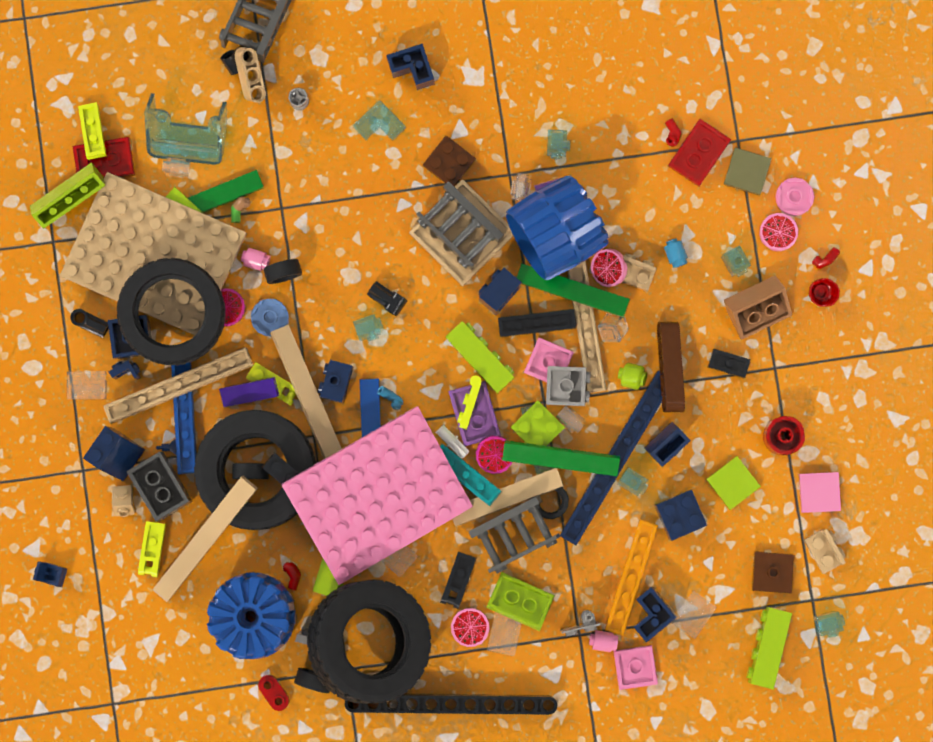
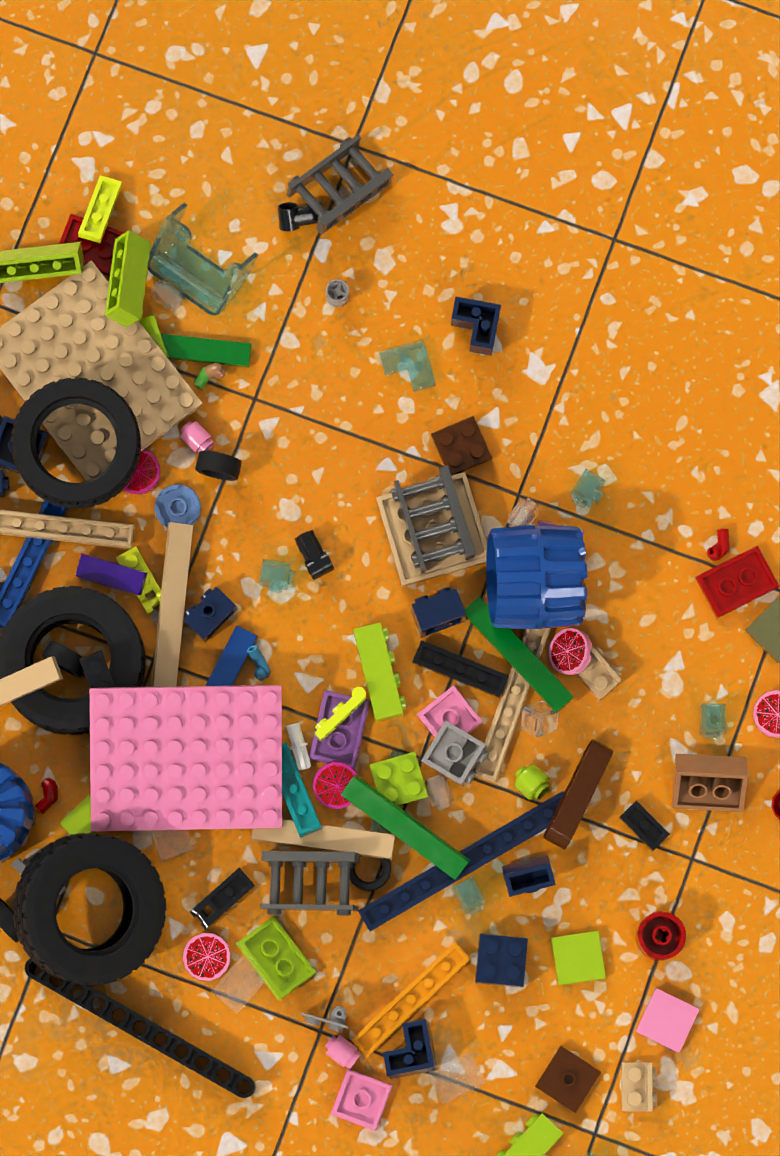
camera: 20 degrees right, 5 degrees down
(141, 171) = (127, 279): none -> lime brick
(243, 68) = (296, 229): tan beam -> none
(676, 253) = (651, 675): dark azure brick -> none

